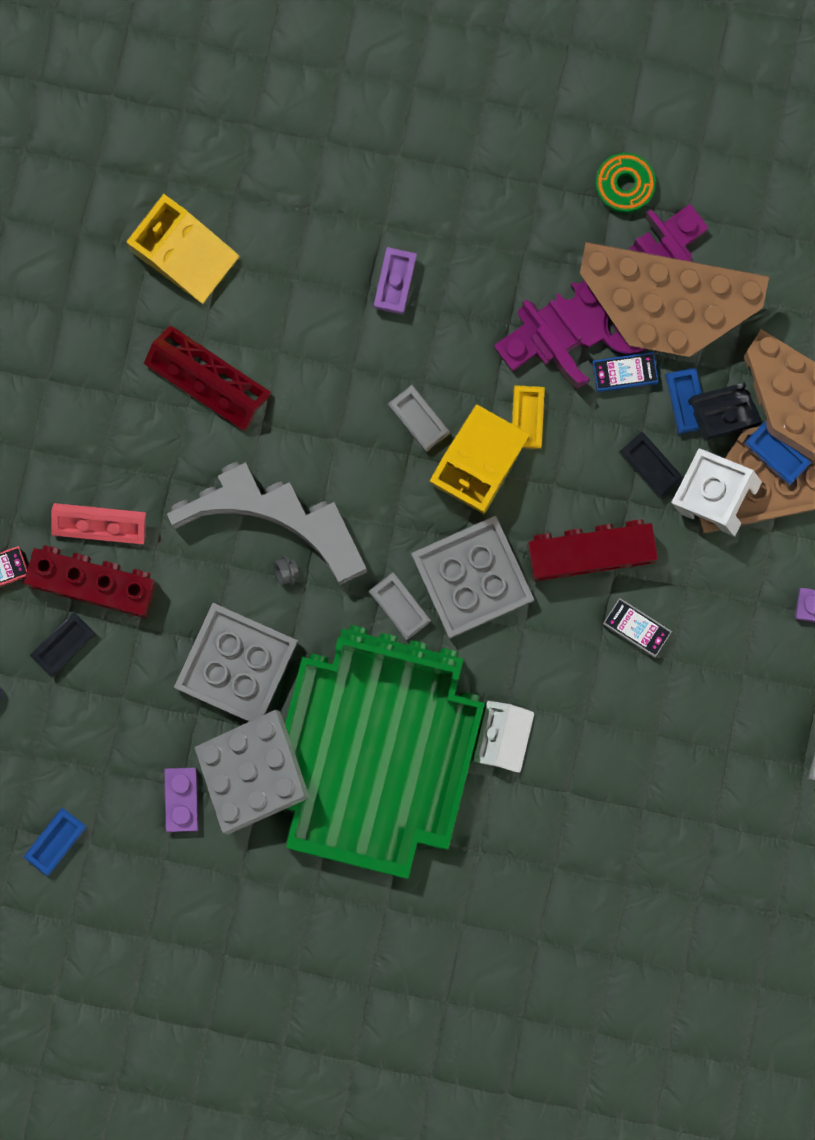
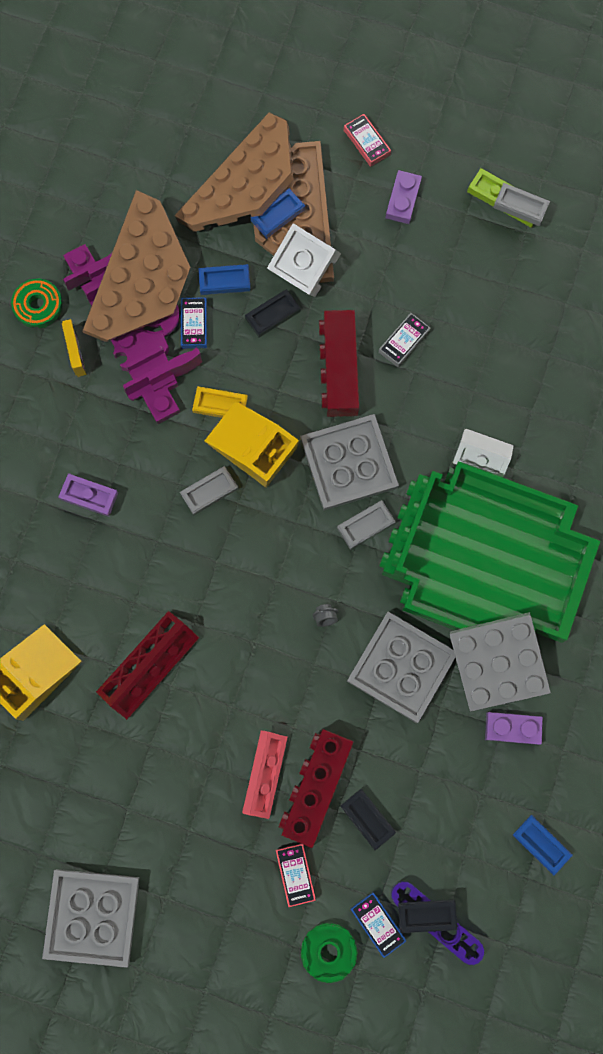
camera: 85 degrees left, 5 degrees down
(240, 495) = (294, 579): light grey arch -> none
(571, 235) = (73, 348): none -> yellow tile
(724, 411) = (238, 249): black plate -> none

